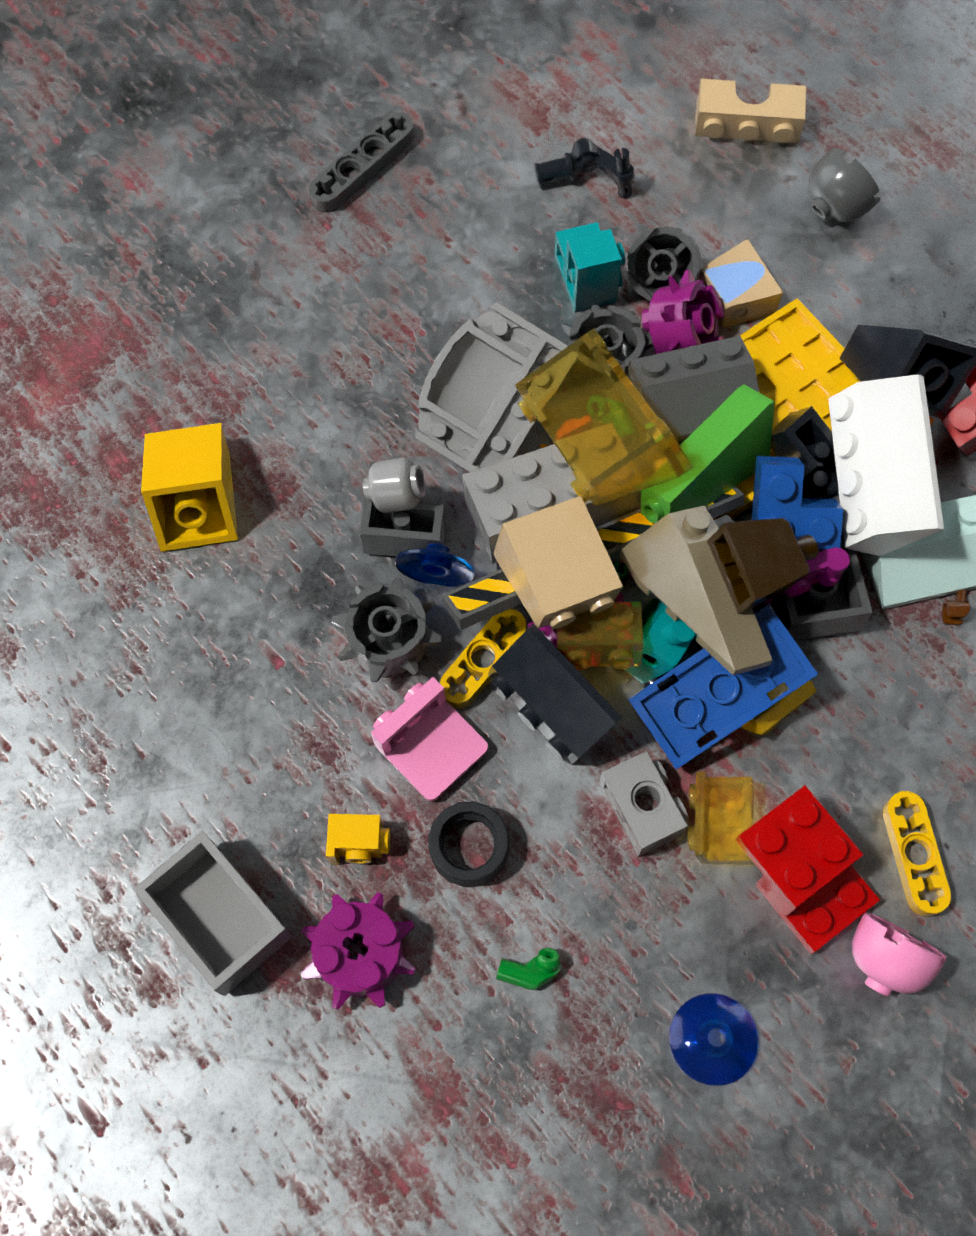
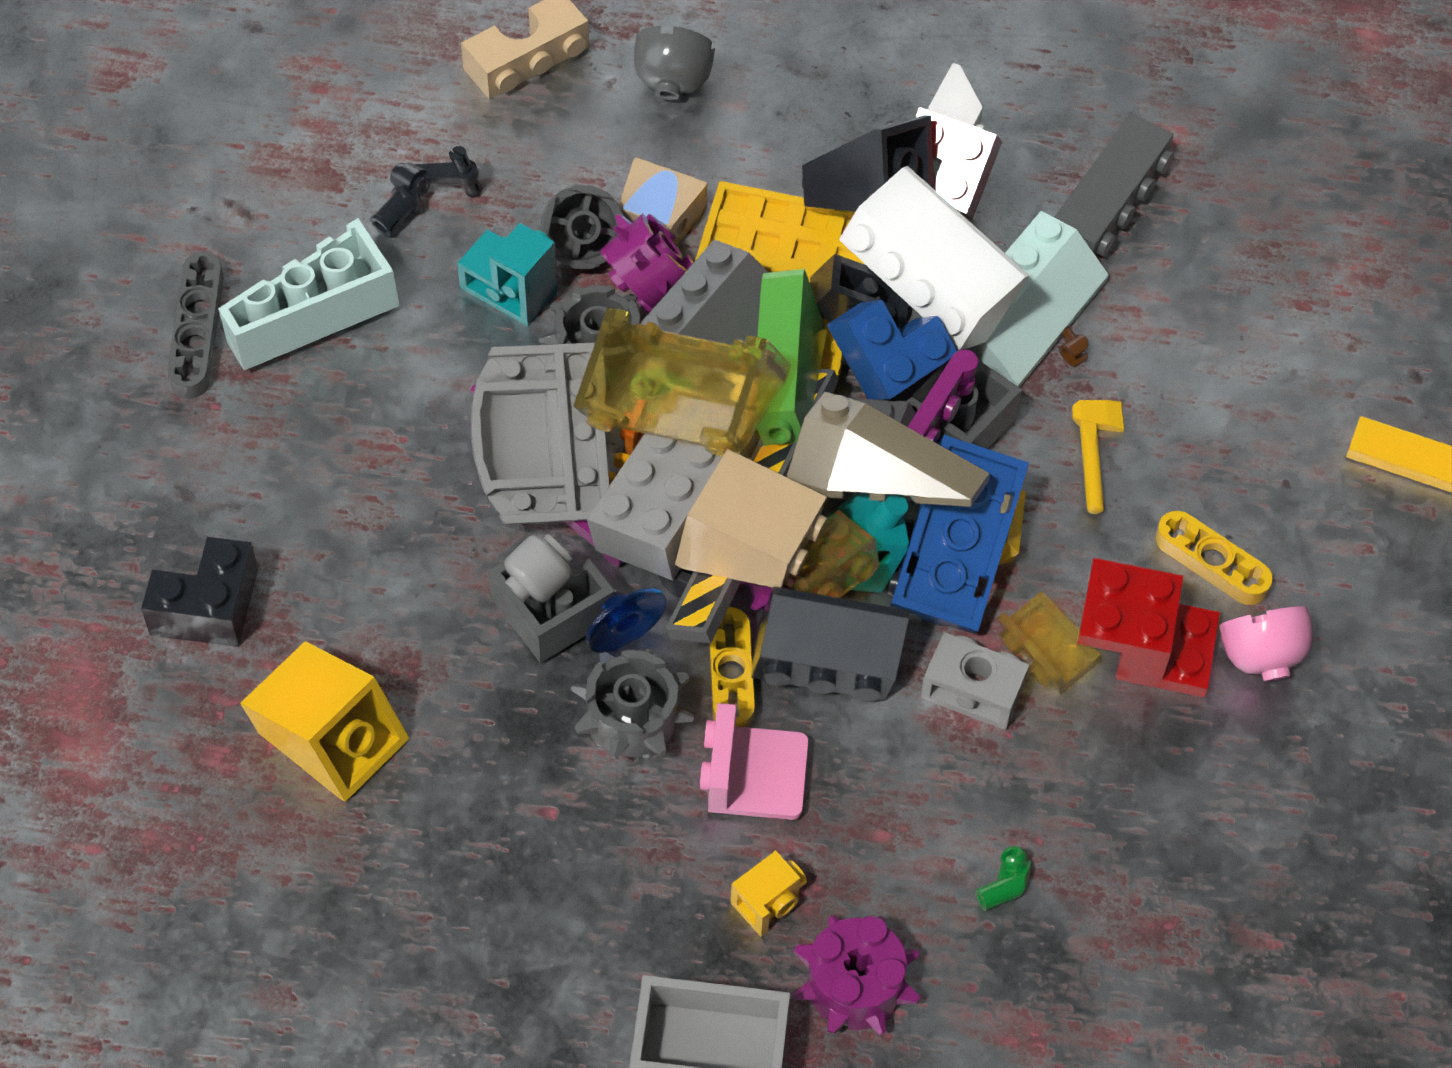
camera: 45 degrees left, 10 degrees down
(200, 352) = (204, 605): none -> black brick
(440, 192) = (311, 298): none -> light aqua wedge
(468, 811) = (865, 790): black tyre -> none
(697, 1055) = (1186, 835): clear blue dish -> none
(760, 559) = (913, 398): dark brown torso -> none
(918, 670) = (1090, 416): none -> yellow piece

